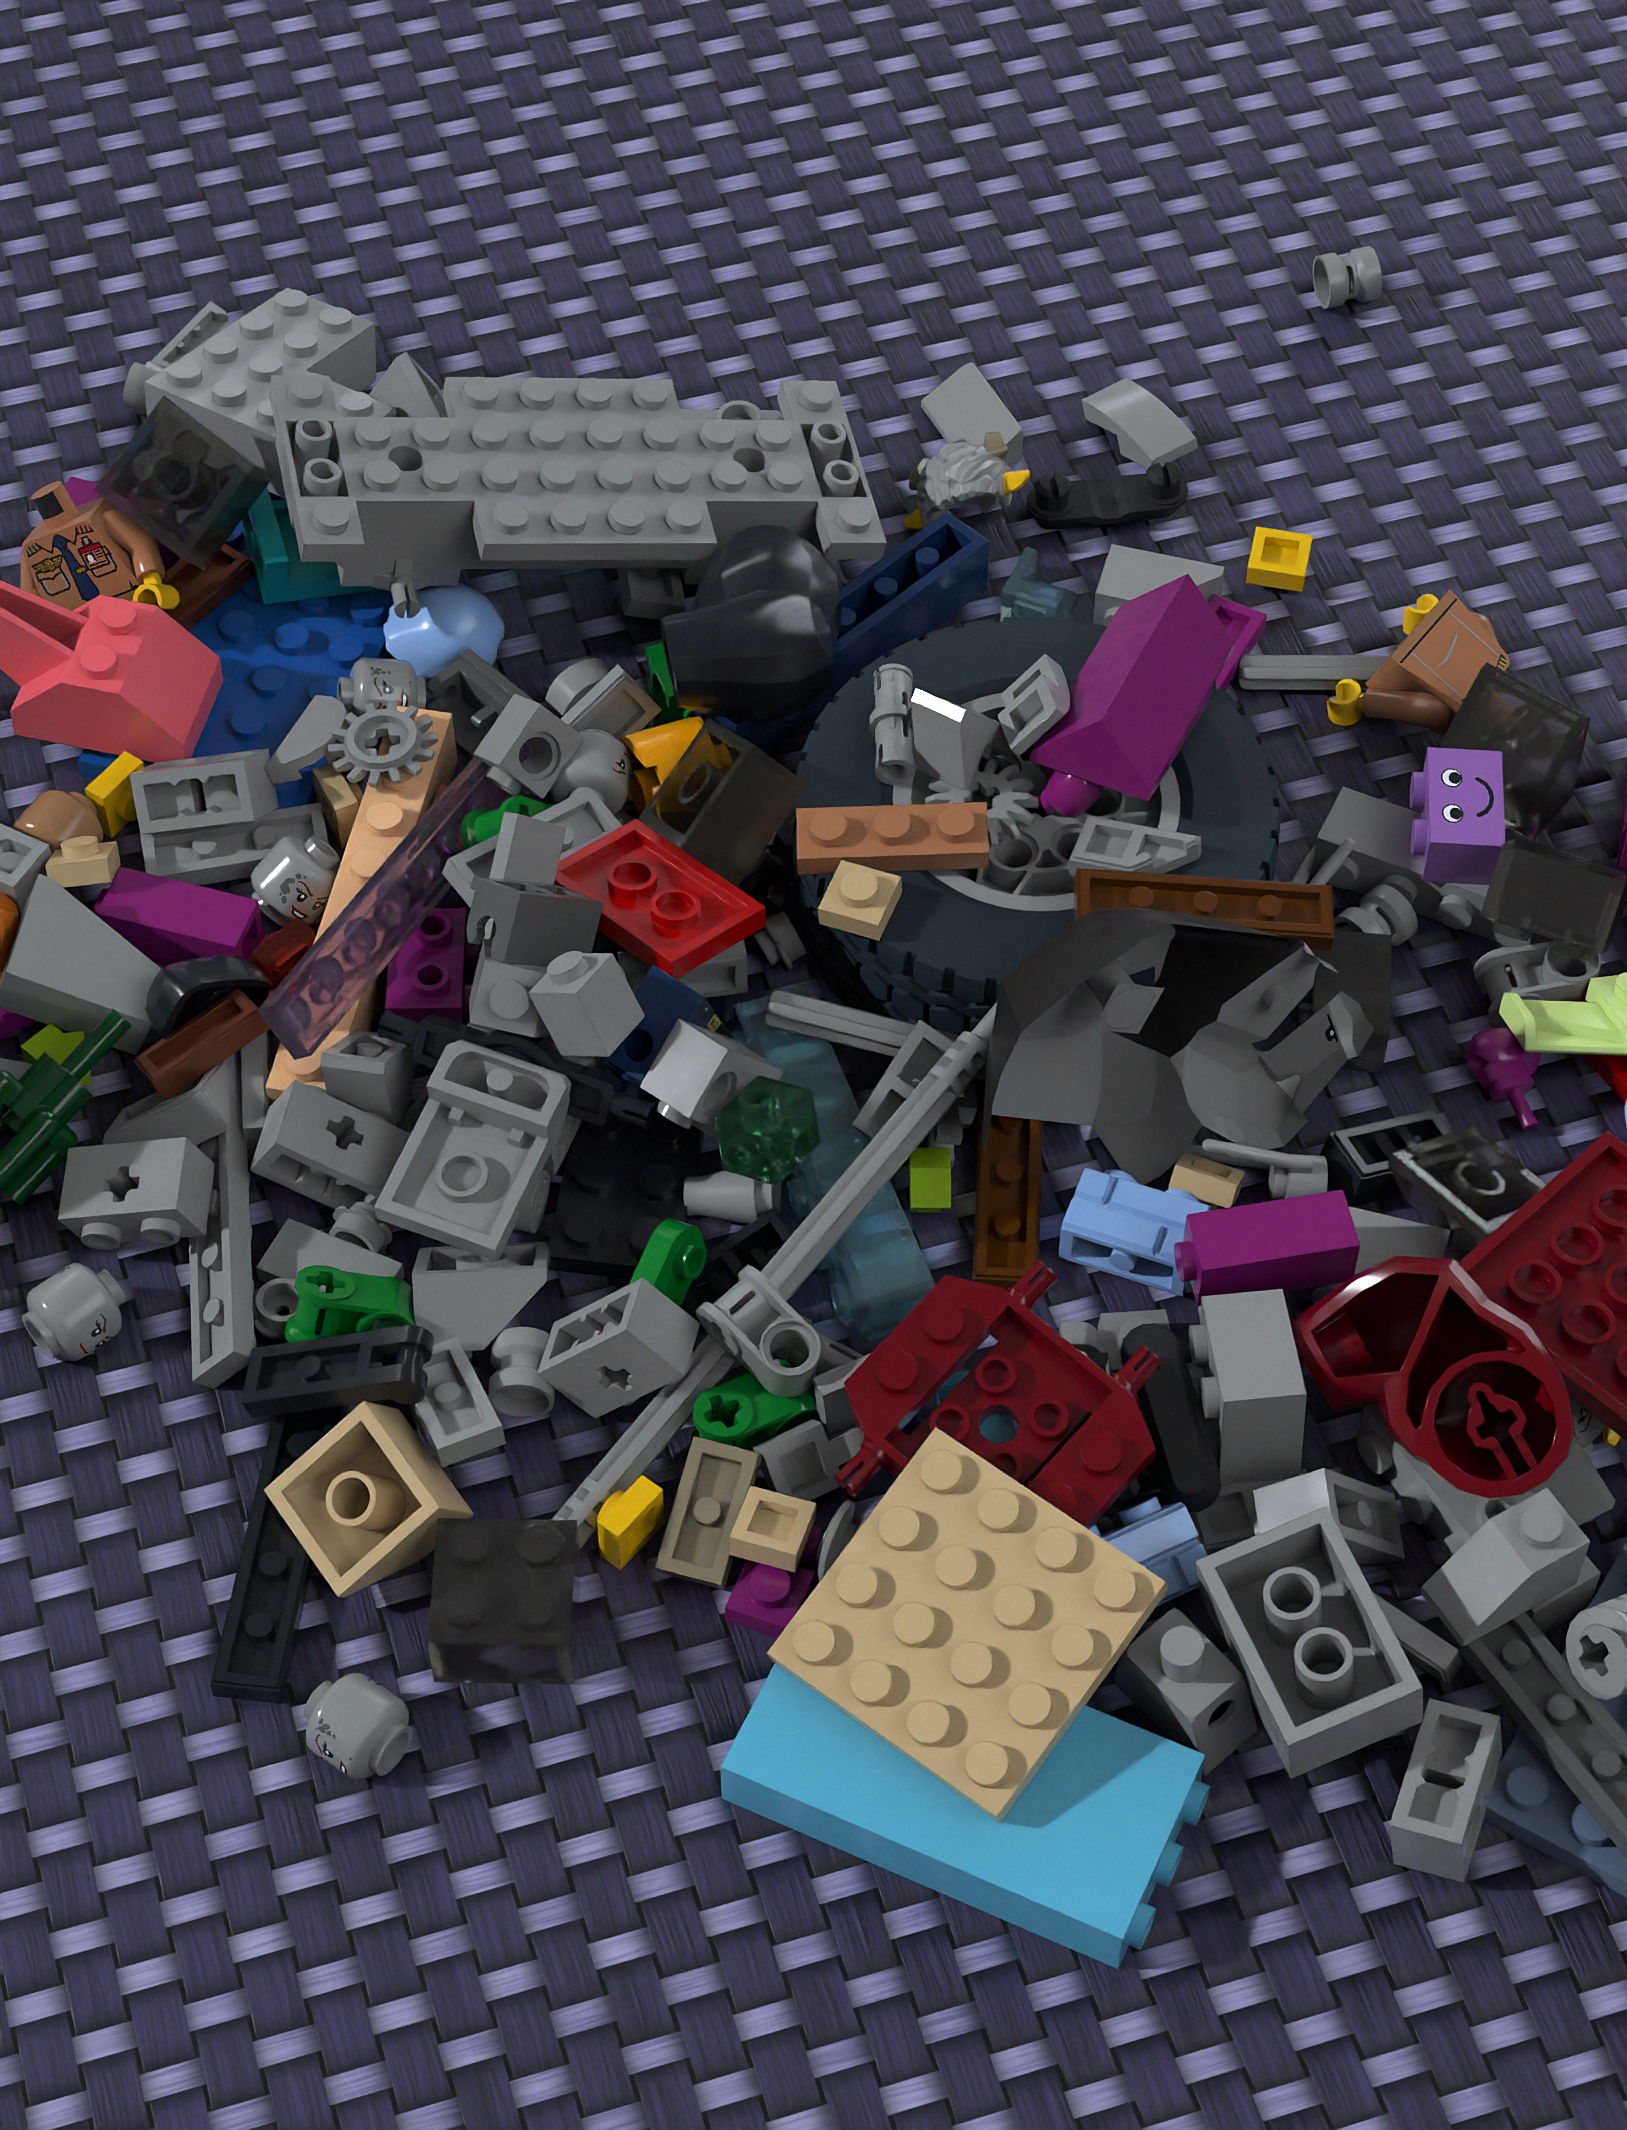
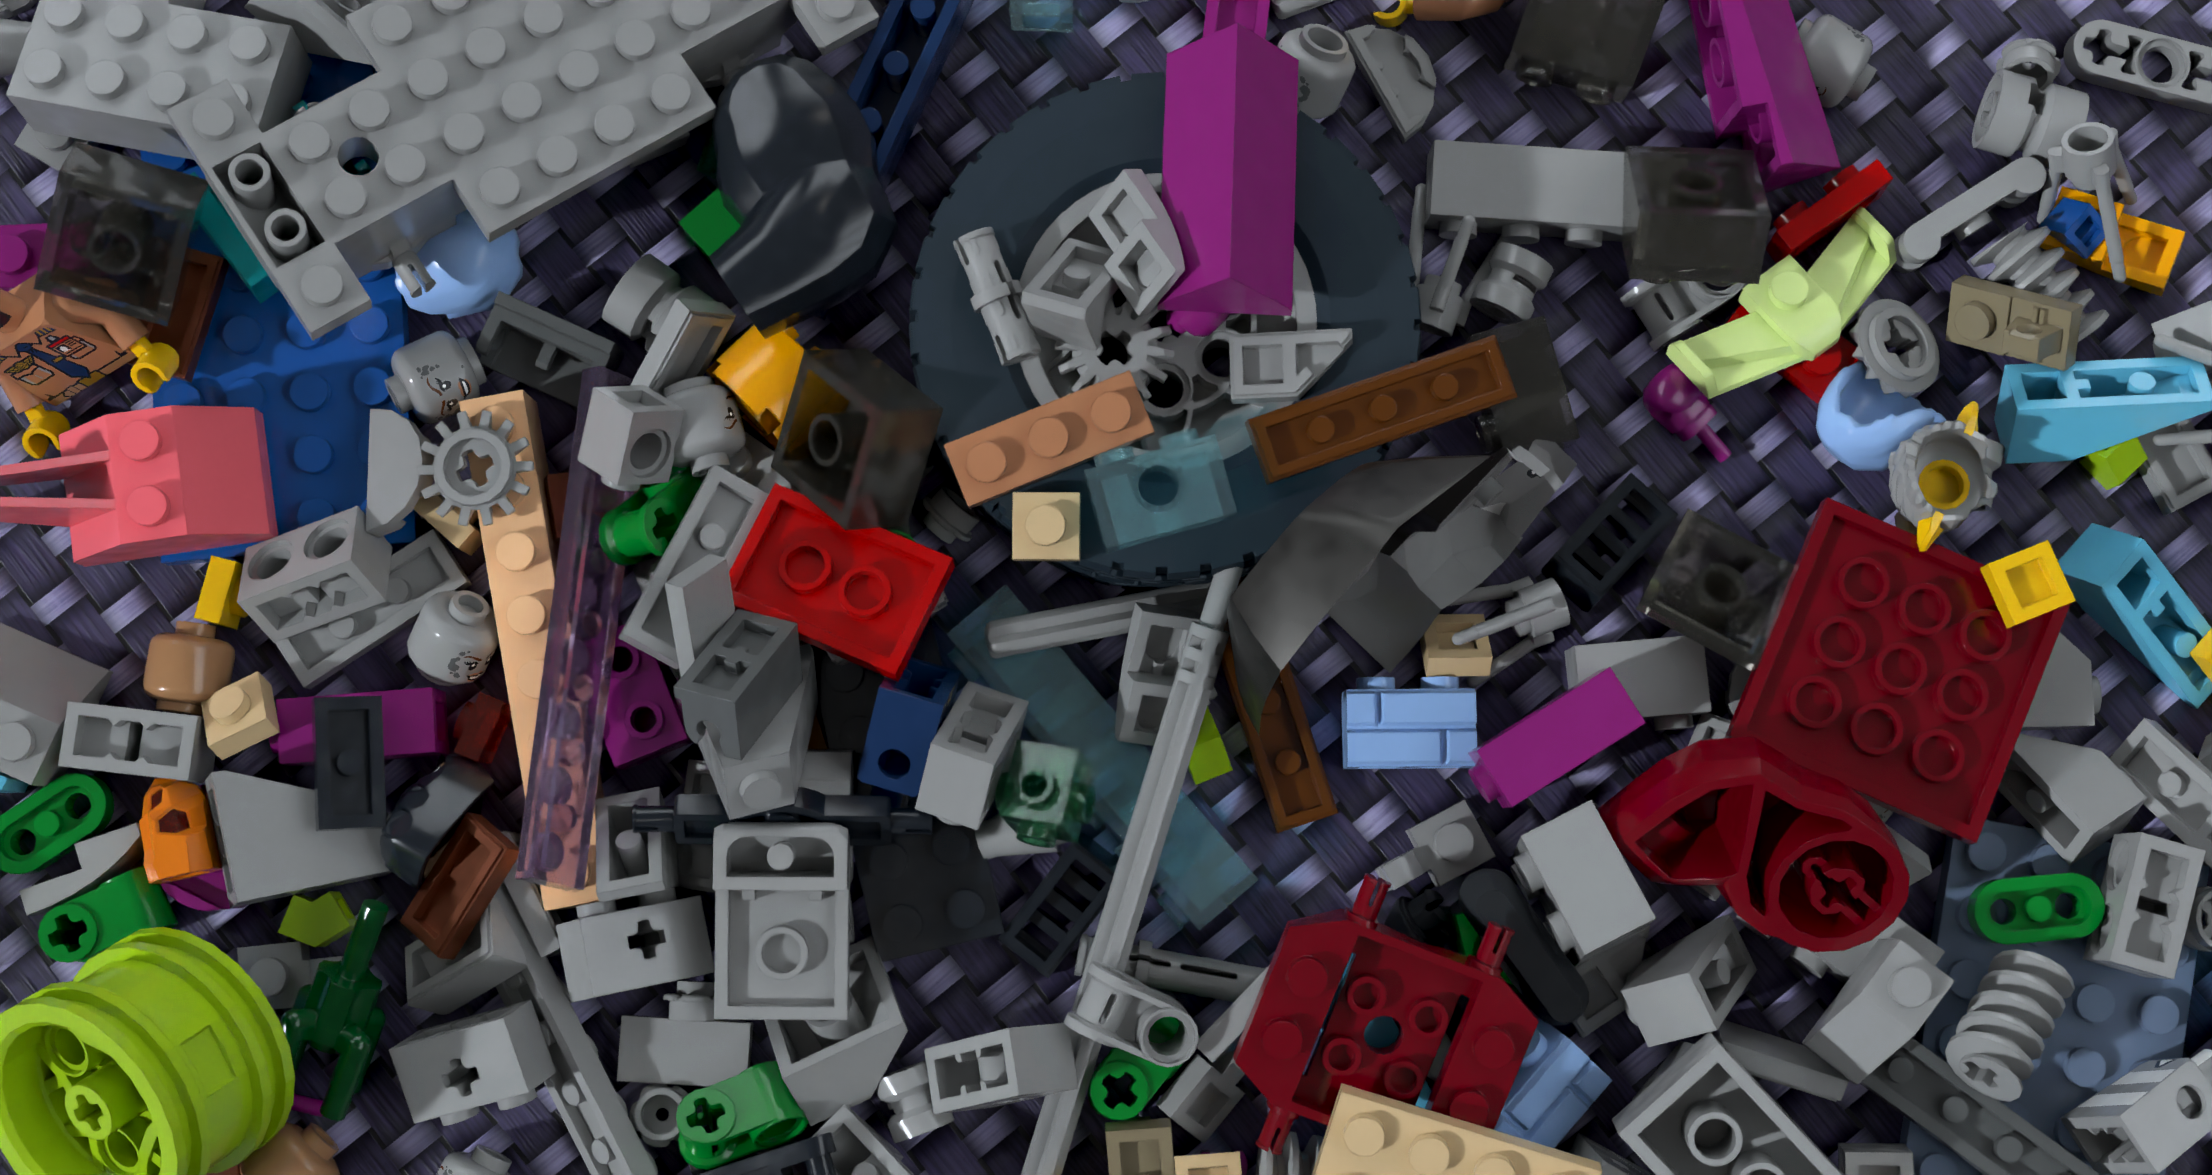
camera: 25 degrees left, 30 degrees up
(157, 915) = (348, 763): none -> black plate
(586, 1003) = (837, 762): light grey brick -> none
(672, 1259) = (1004, 943): green plate -> none
(971, 896) = (1129, 520): none -> clear light blue brick
(1264, 703) = (1323, 67): none -> light grey head
(1330, 753) = (1397, 75): none -> light grey tile
(1459, 815) = (1567, 152): medium lavender brick -> none

